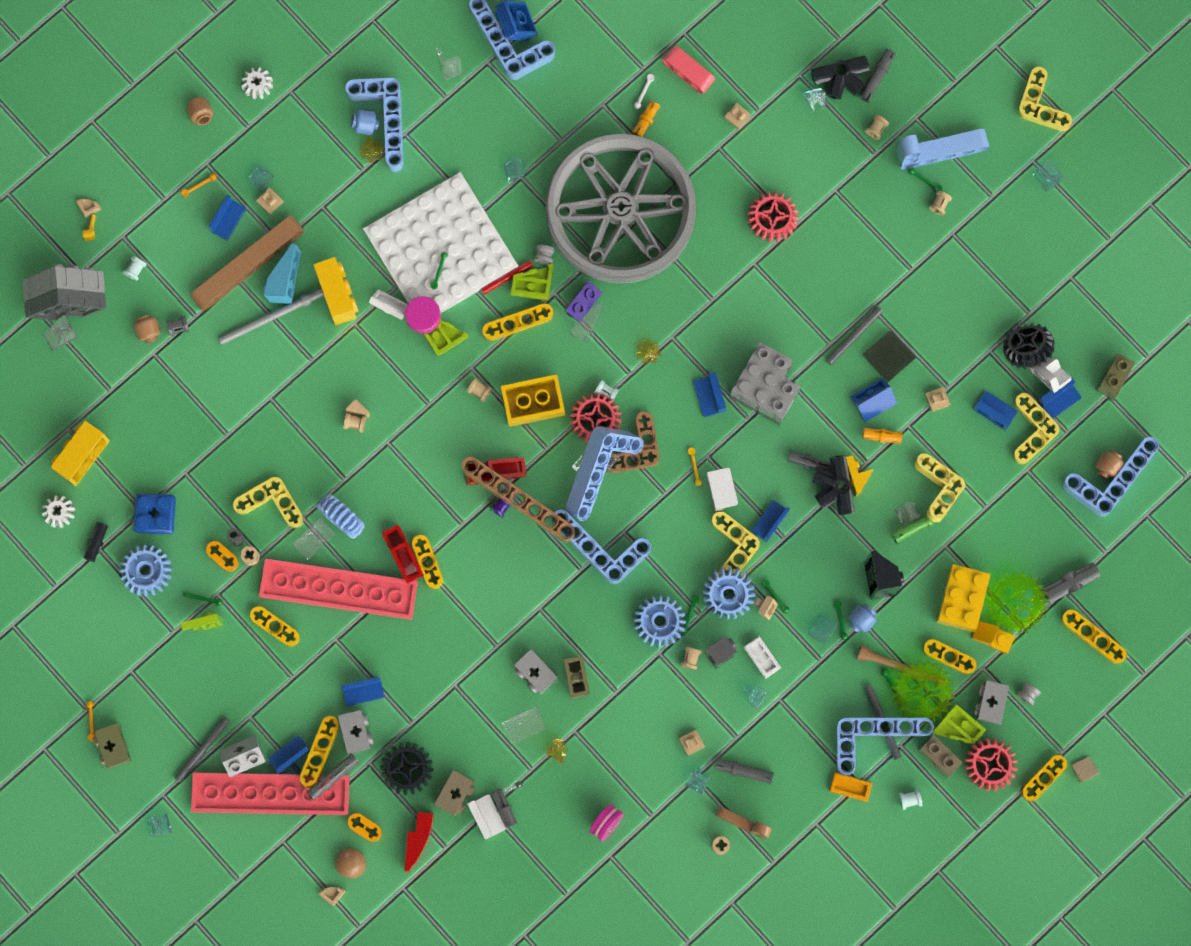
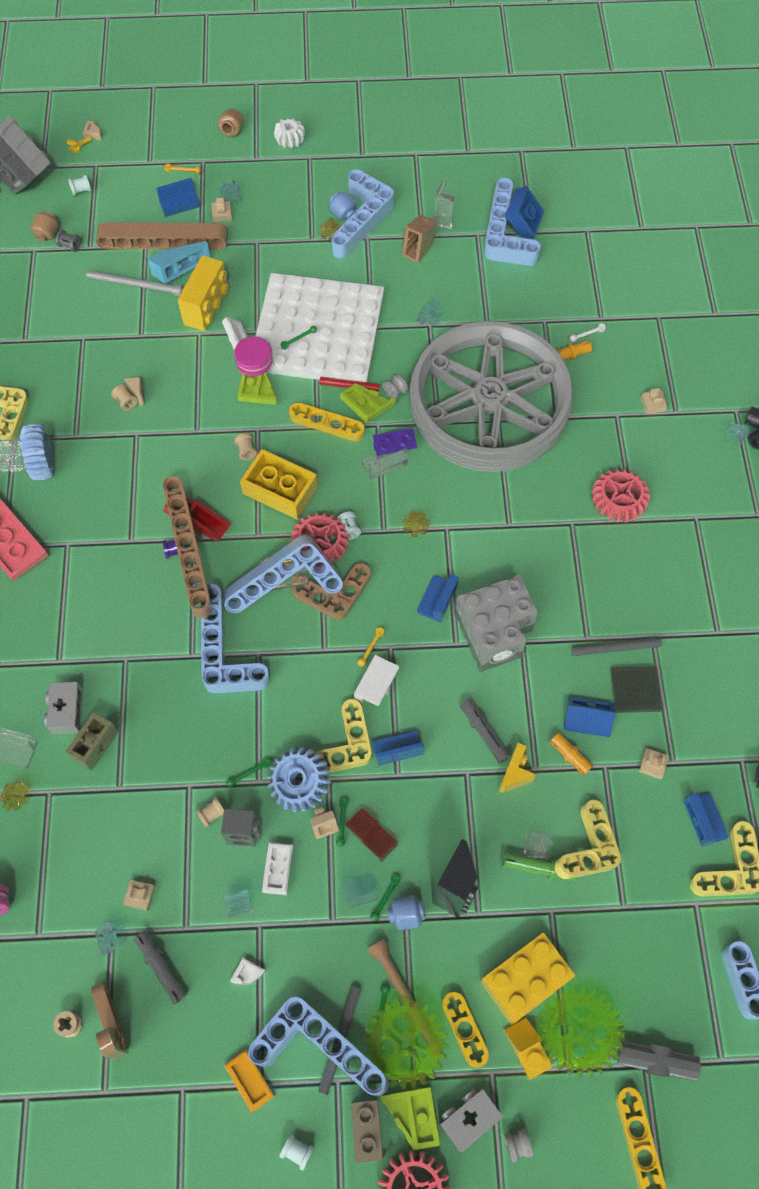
camera: 40 degrees right, 15 degrees down
(402, 554) = (57, 520): red slope -> none
(427, 546) = (71, 536): yellow beam -> none
(452, 106) = (419, 232): none -> medium nougat torso
(659, 633) = (214, 740): light blue gear -> none
(688, 69) = (639, 340): coral beam -> none
(797, 731) = (247, 973): none -> white tile
(800, 589) = (371, 834): none -> clear red slope
(832, 492) = (478, 765): black piece -> none

